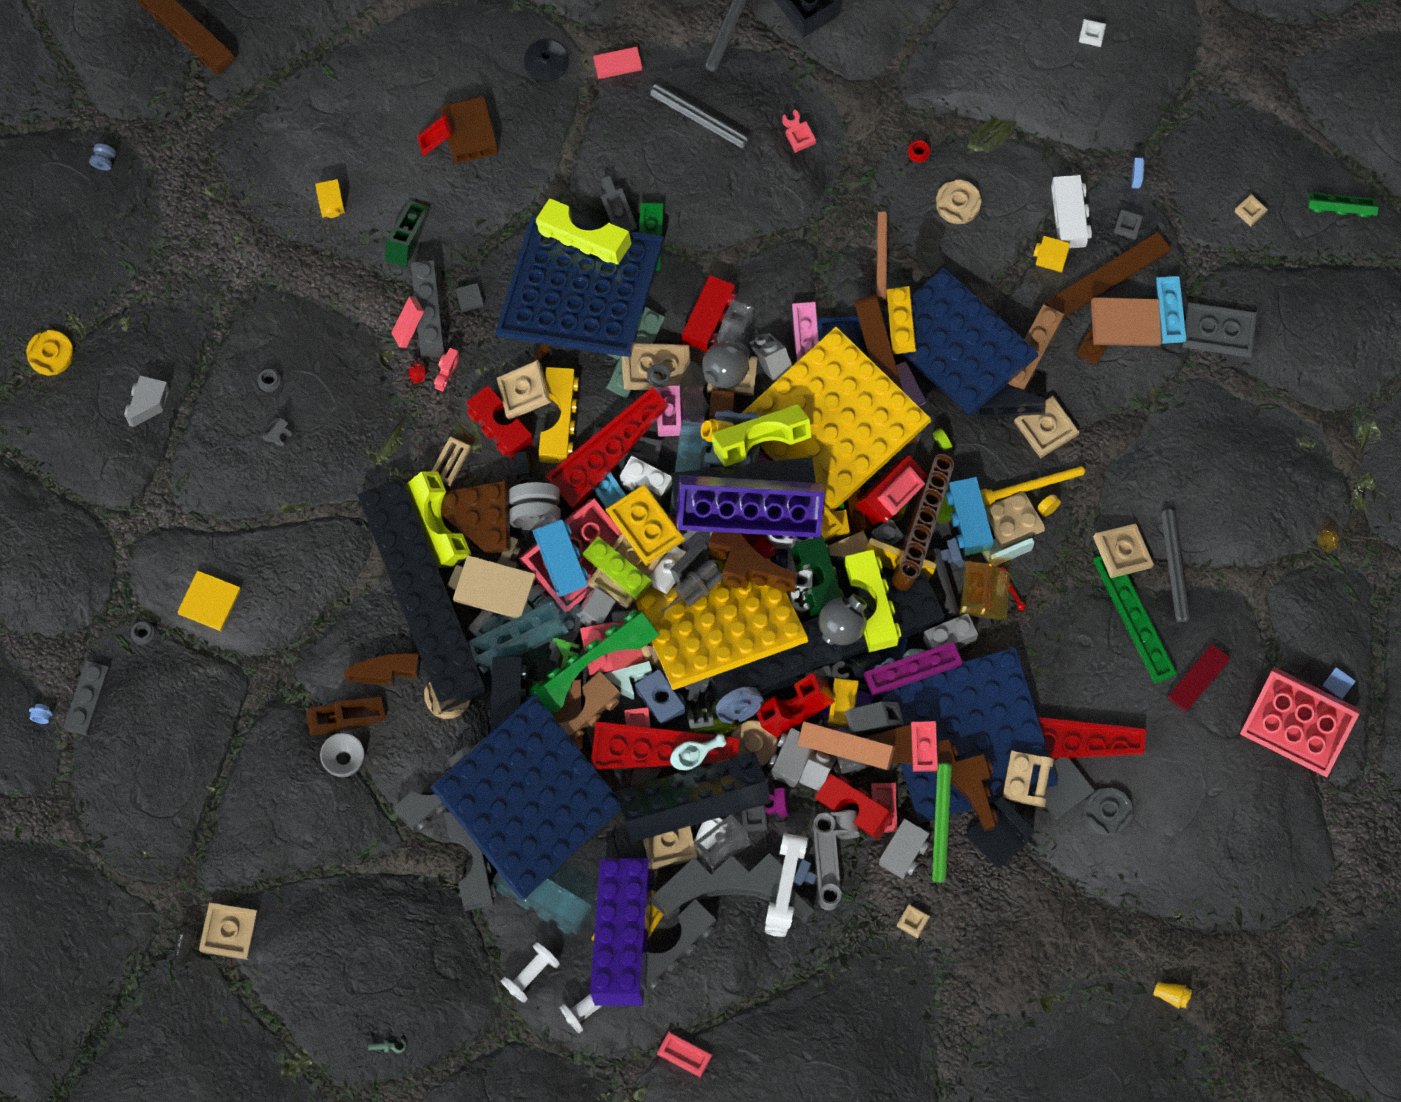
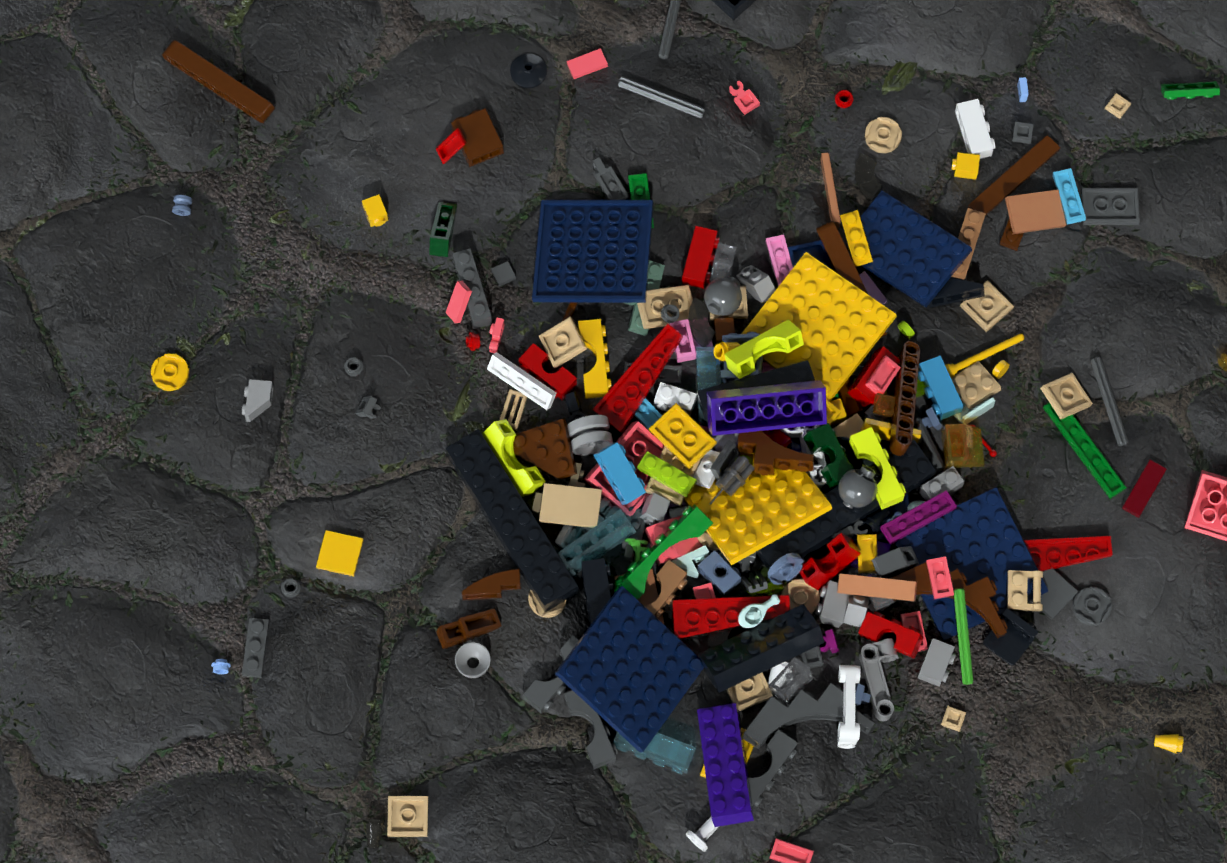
camera: 10 degrees left, 0 degrees up
(465, 428) = (521, 381): none -> white plate
(530, 972) = (657, 808): white hose -> none
(608, 242) = (609, 212): neon yellow arch -> none
(896, 526) = (884, 405): none -> clear orange plate

